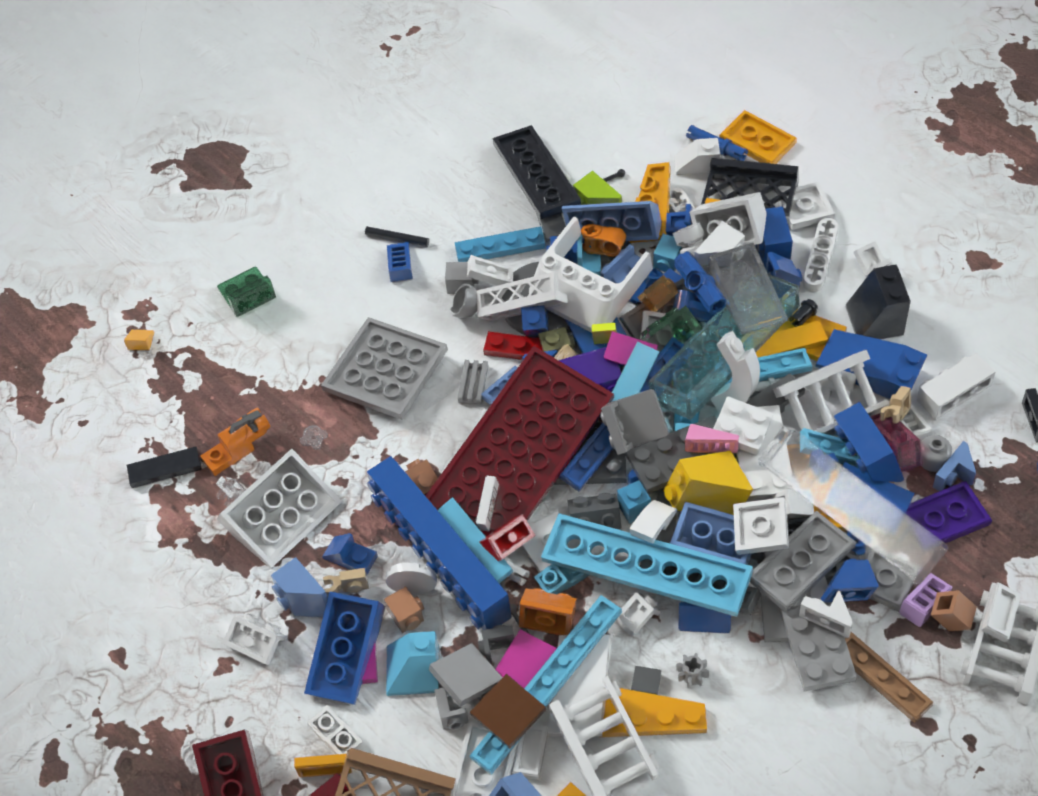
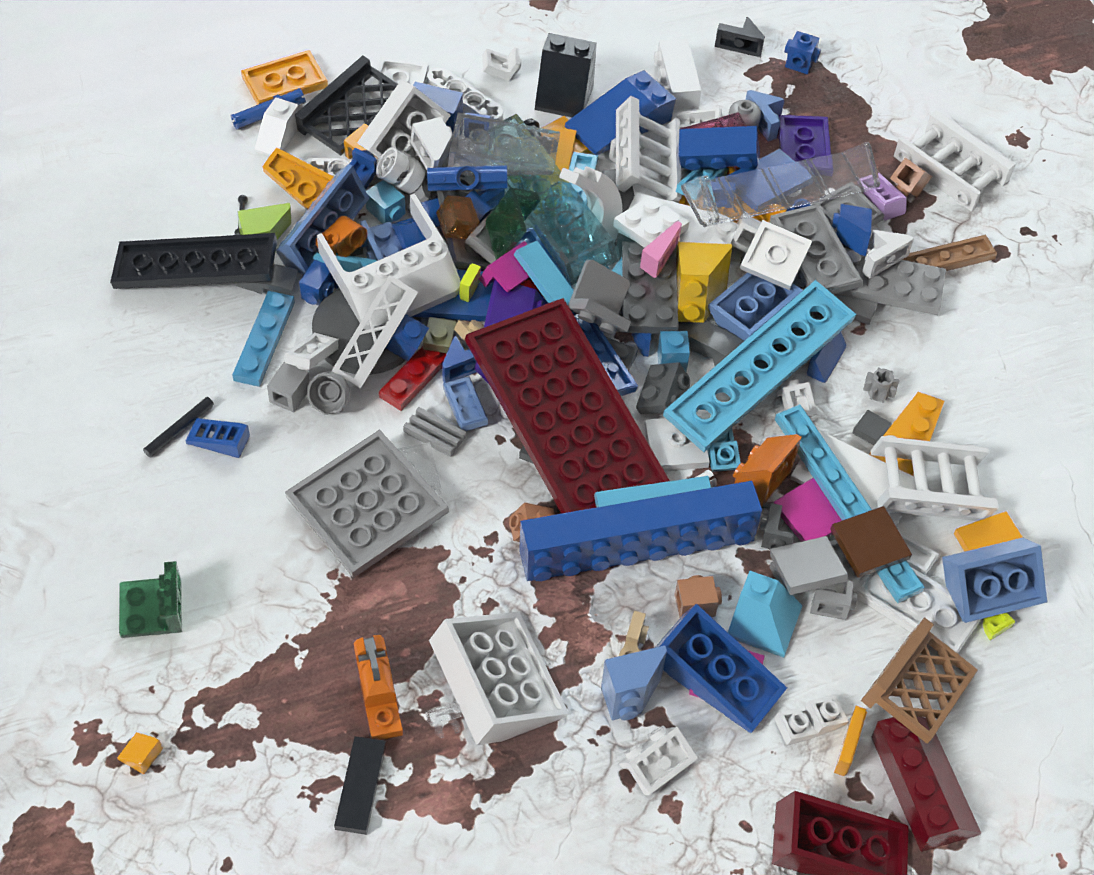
camera: 75 degrees left, 0 degrees up
(309, 433) = (418, 601): clear plate -> none
(349, 554) = (593, 628): blue slope -> none
(413, 577) = (670, 571): white tile -> none
(487, 503) = (621, 463): white tile -> none
(508, 537) = (668, 464): slope -> none
(652, 520) = (719, 335): white slope -> none
(899, 405) = (683, 110): tan plate -> none
(1001, 612) = (930, 146): white tile -> none

